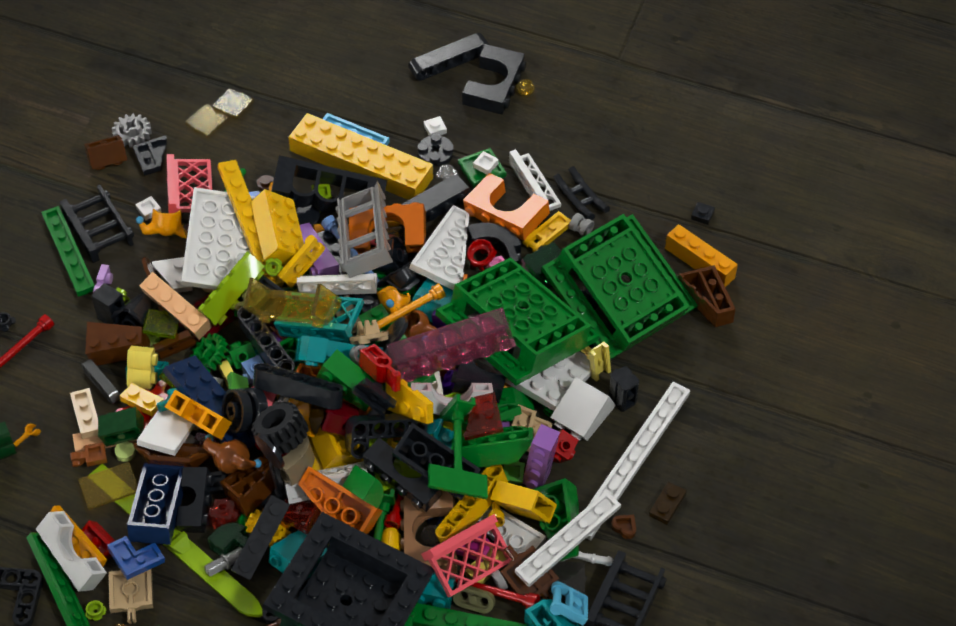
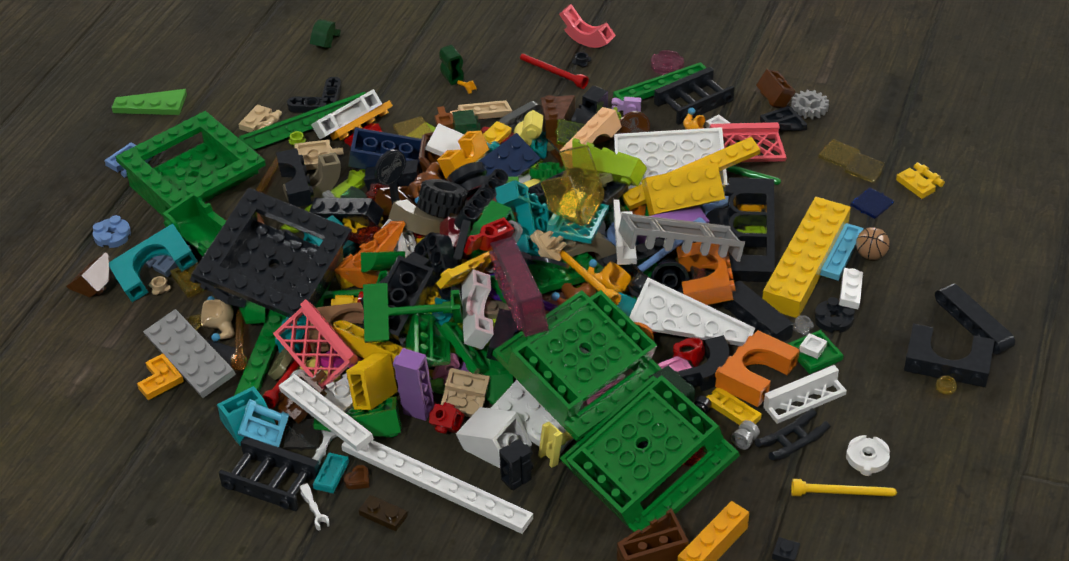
camera: 90 degrees right, 10 degrees down
(25, 245) = (666, 62): none -> clear pink tile
(132, 561) = (336, 143): blue plate -> none
(165, 599) = (299, 188): none -> black arch
(191, 576) = (325, 175): none -> dark tan arch
(263, 69) = (917, 183): none -> yellow plate
(268, 267) = (635, 188): lime plate -> none
(283, 105) = (872, 203): none -> clear blue piece
(301, 261) = (644, 205): yellow plate -> none
(352, 107) = (872, 243): none -> medium nougat piece
(407, 131) = (851, 288): none -> white plate
(435, 125) = (868, 314): white plate -> none
(484, 418) = (448, 327): clear red wing -> none
(599, 155) = (868, 464): none -> white plate
(613, 542) = (331, 472): none -> teal plate
(639, 196) = (800, 487): none -> yellow piece
(648, 566) = (307, 496): none -> white piece

